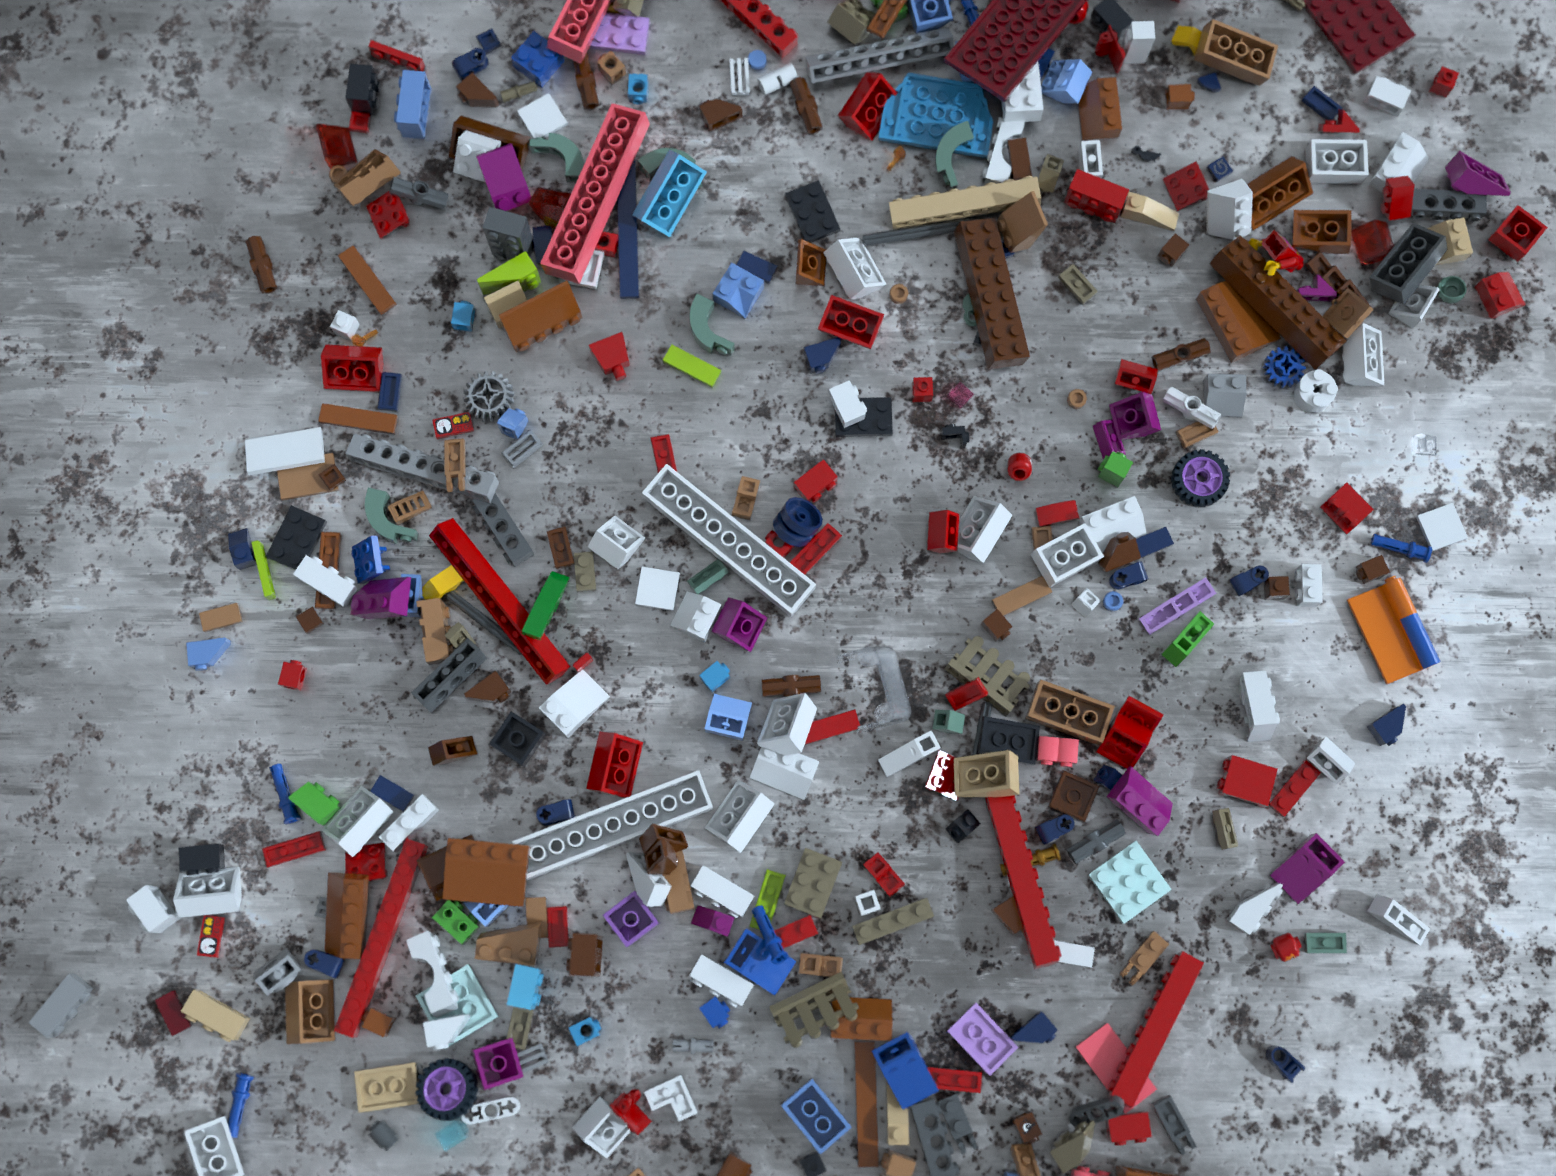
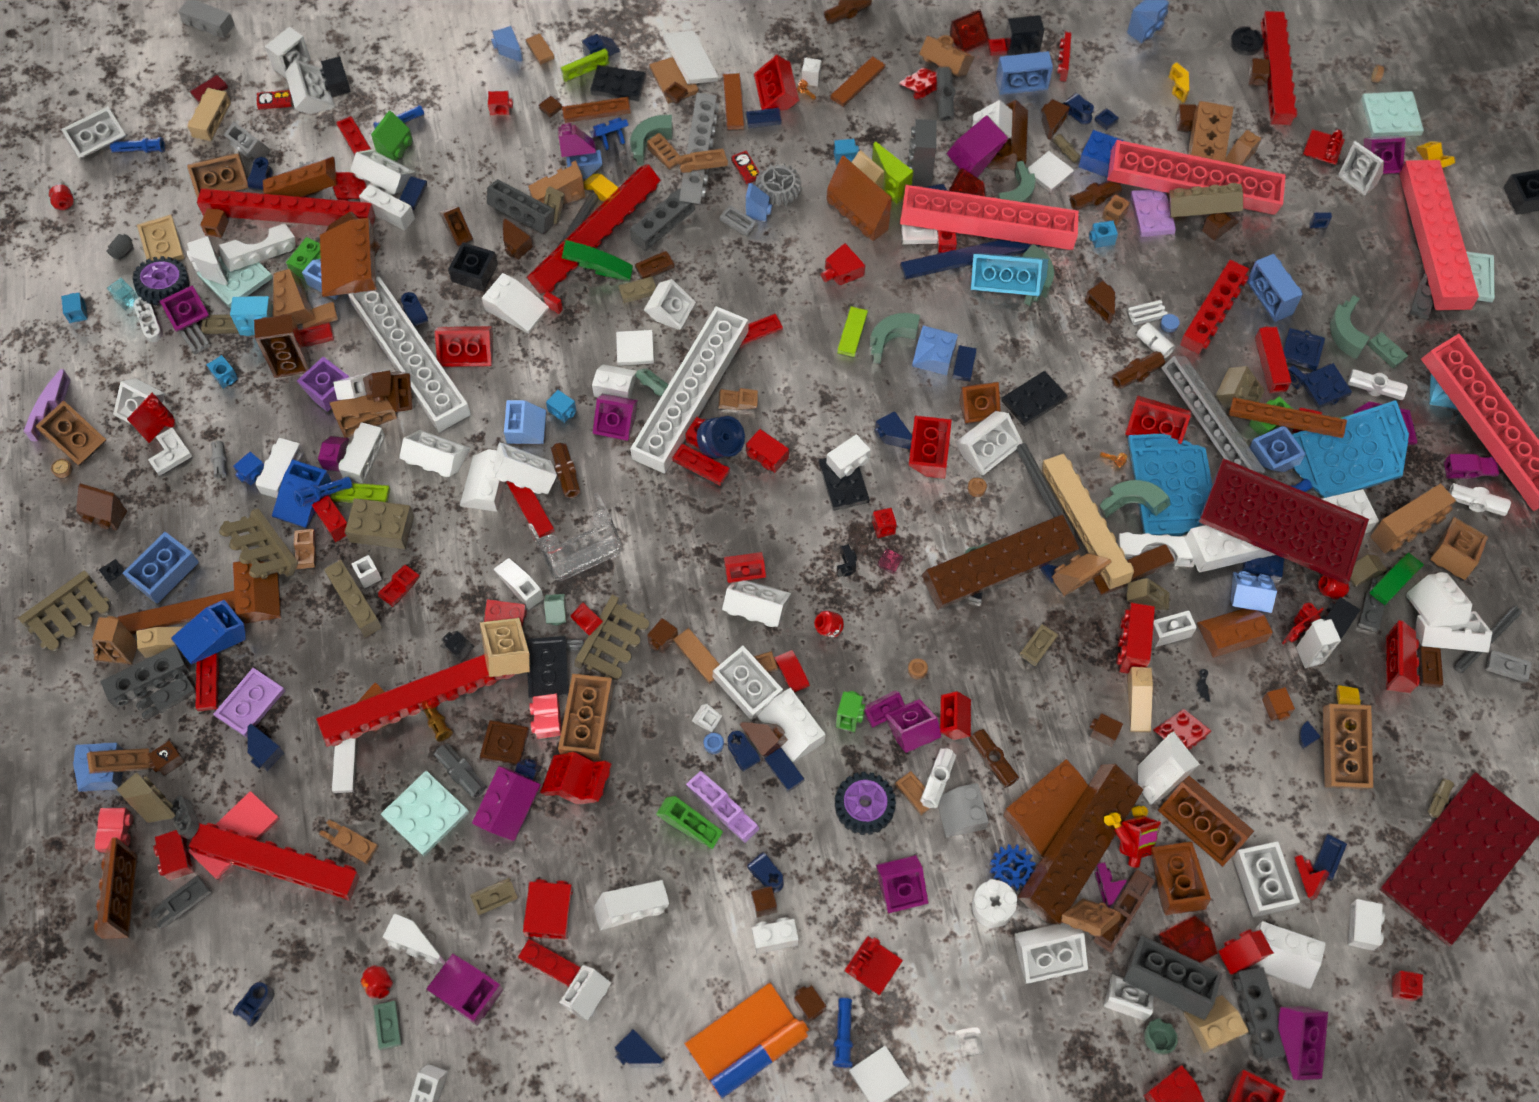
camera: 80 degrees right, 15 degrees down
(326, 580) = (583, 103): white brick -> none
(1052, 830) = (466, 728): dark blue piece -> none
(1219, 169) = (1214, 763): dark blue tile -> none
(1280, 464) = (902, 884): none -> magenta slope

